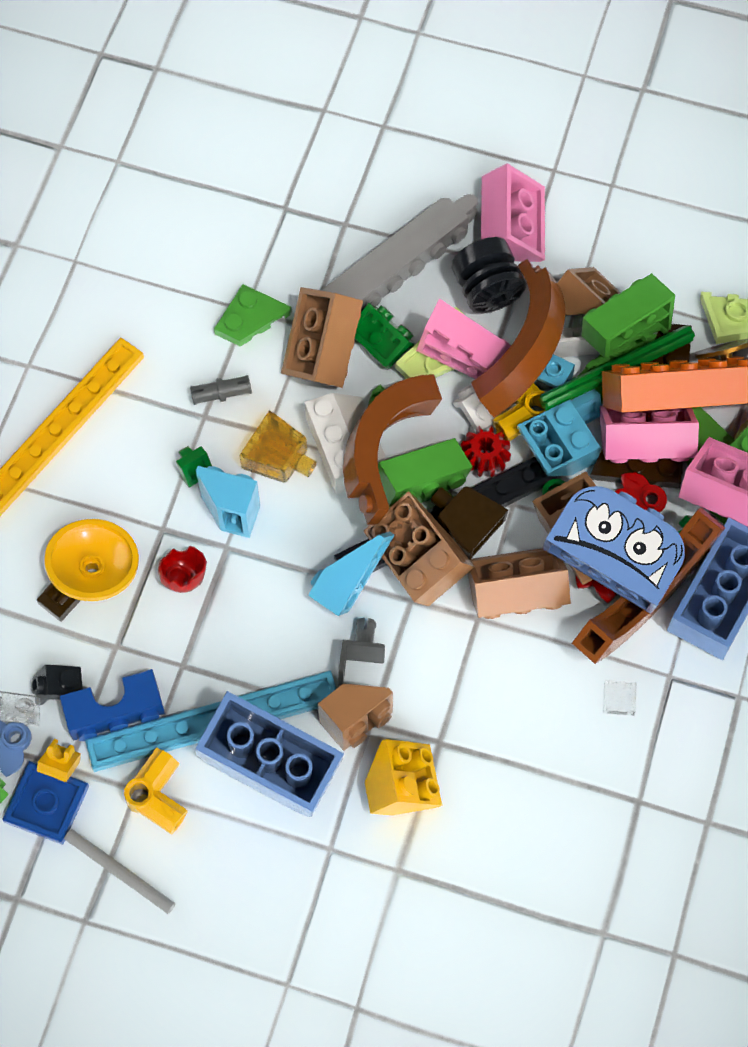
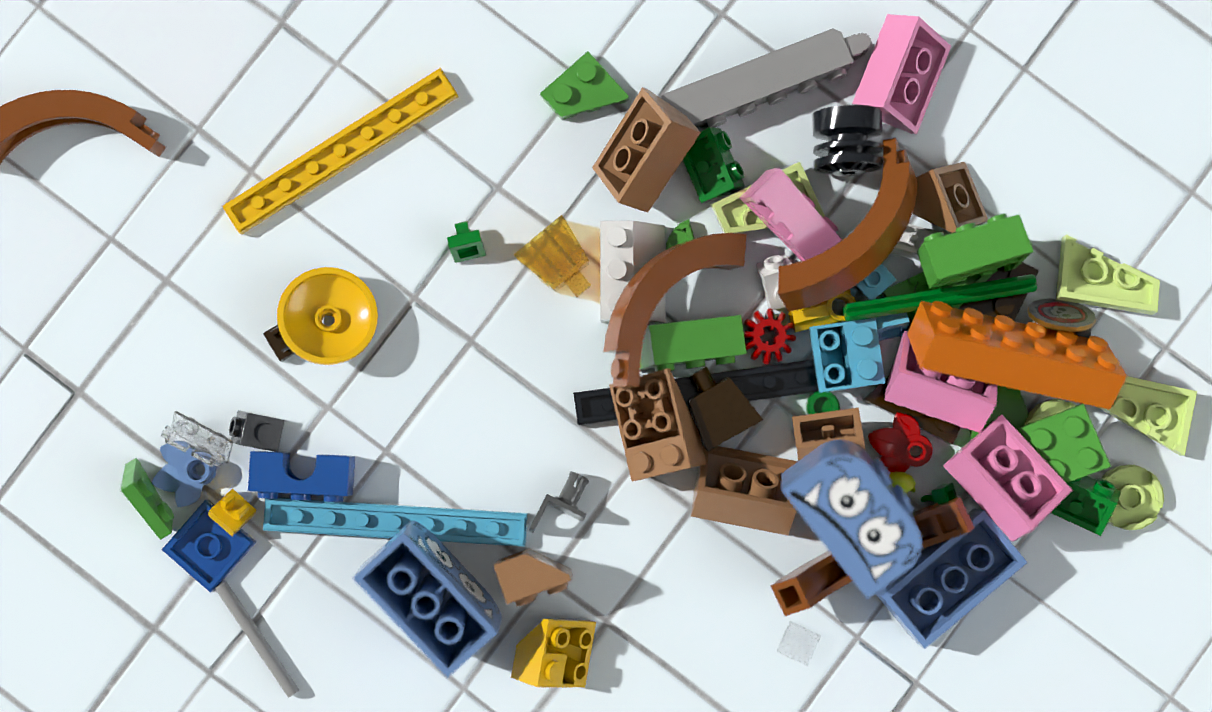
camera: 20 degrees right, 20 degrees up
(156, 806) = (315, 563): yellow piece -> none
(182, 569) = (415, 356): red hair -> none
(221, 389) = (523, 165): dark grey pin -> none
(230, 499) = (485, 304): medium azure slope -> none
(343, 581) = (574, 427): medium azure slope -> none

